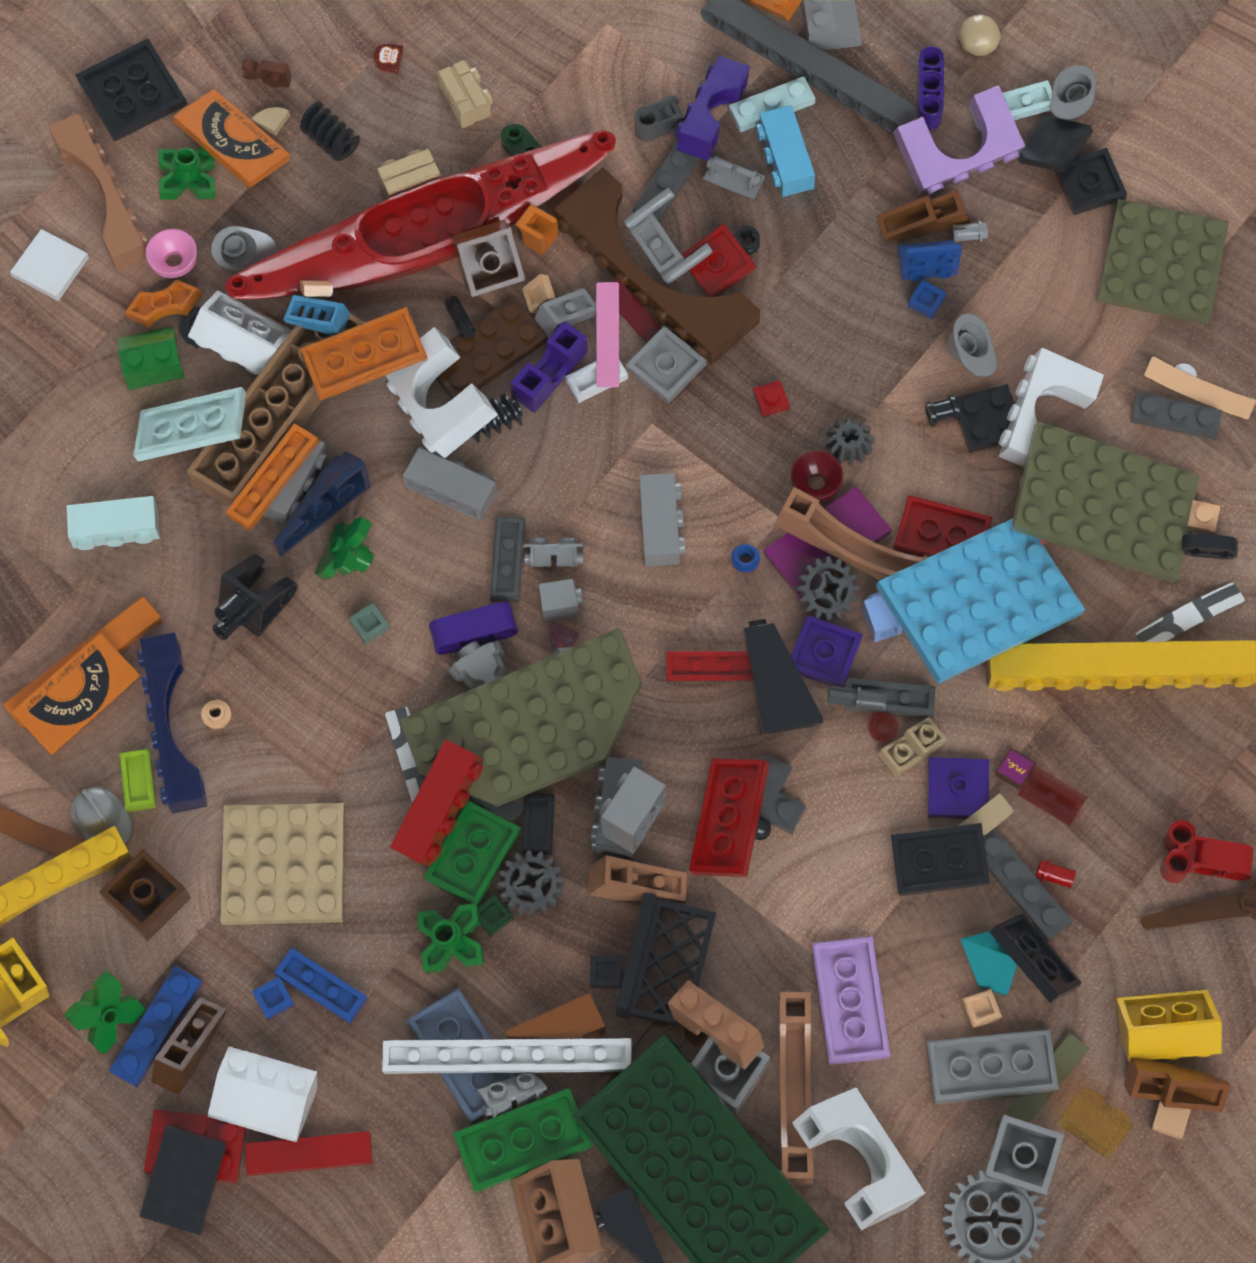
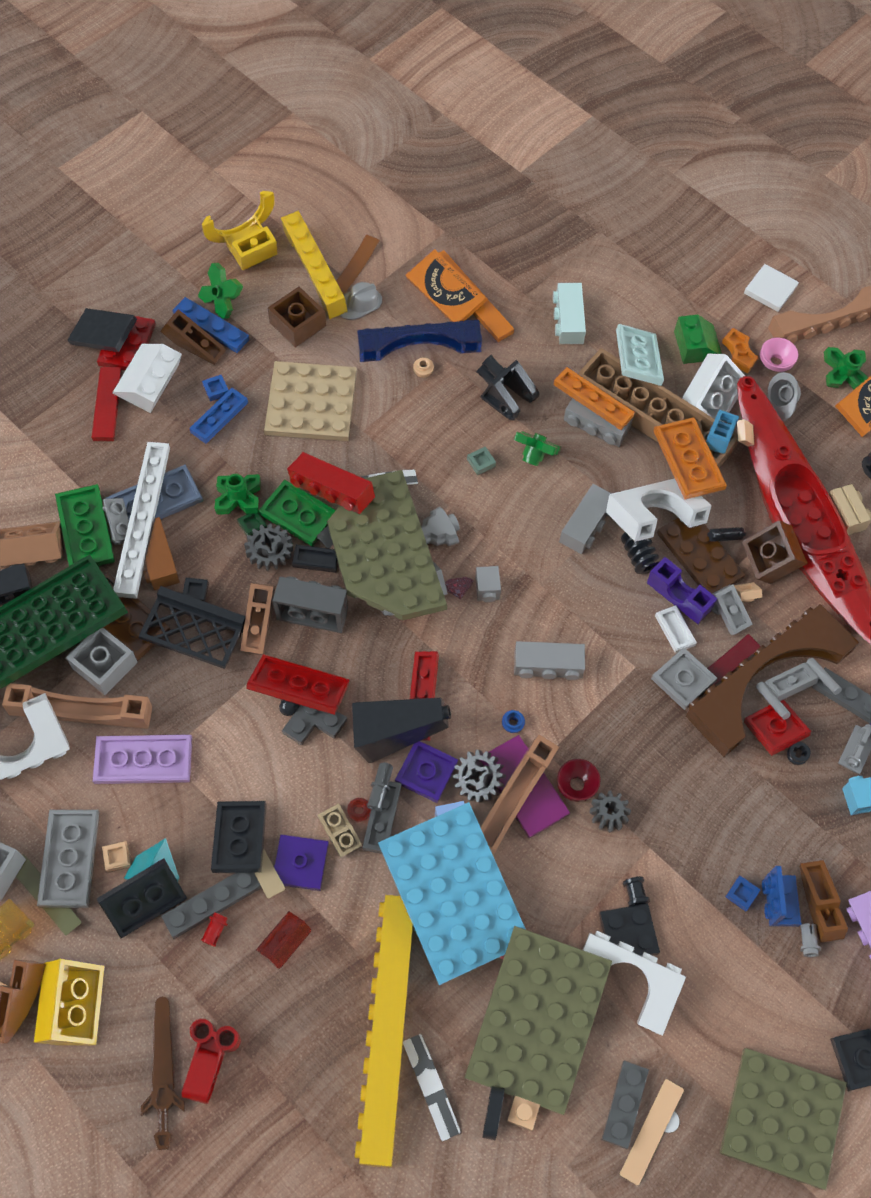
camera: 90 degrees right, 5 degrees down
(137, 780) = (382, 319): lime tile -> none
(335, 488) = (583, 440): dark blue wedge -> none
(481, 624) = (471, 526): dark purple beam -> none
(507, 559) = (526, 555): dark grey tile -> none
(537, 229) = (799, 596): orange window -> none
(541, 552) = (530, 592): light grey hinge -> none
(607, 334) = (709, 637): bright pink sticker -> none
(633, 809) = (293, 592): light grey brick -> none
(703, 1013) = (113, 652): nougat arch -> none
(771, 398) = (653, 757): red plate -> none
(934, 527) = (528, 876): red tile -> none
(972, 345) = (693, 923): light grey piece -> none
(1015, 768) = (310, 910): magenta tile -> none

